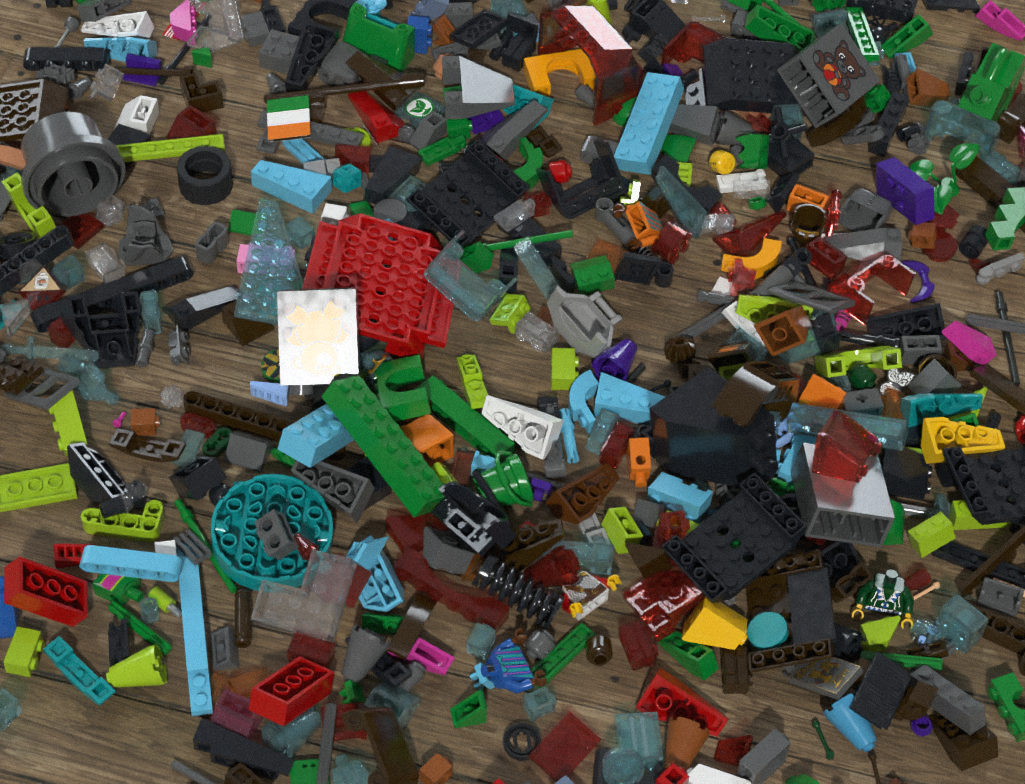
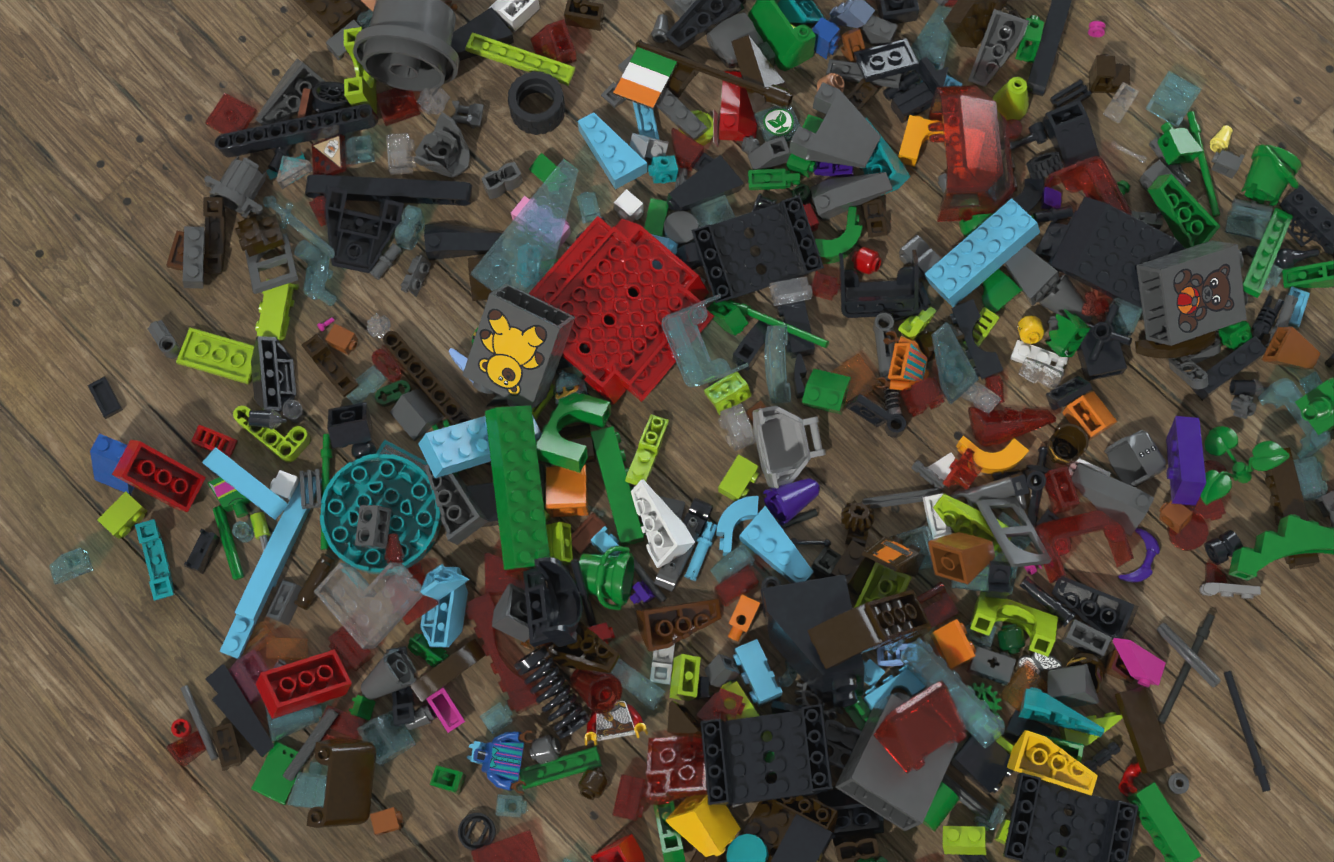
camera: 35 degrees right, 20 degrees up
(139, 669) = (203, 587): lime cone -> none
(757, 202) = (1037, 391): green tile -> none
(833, 212) = (1101, 444): clear red plate -> none

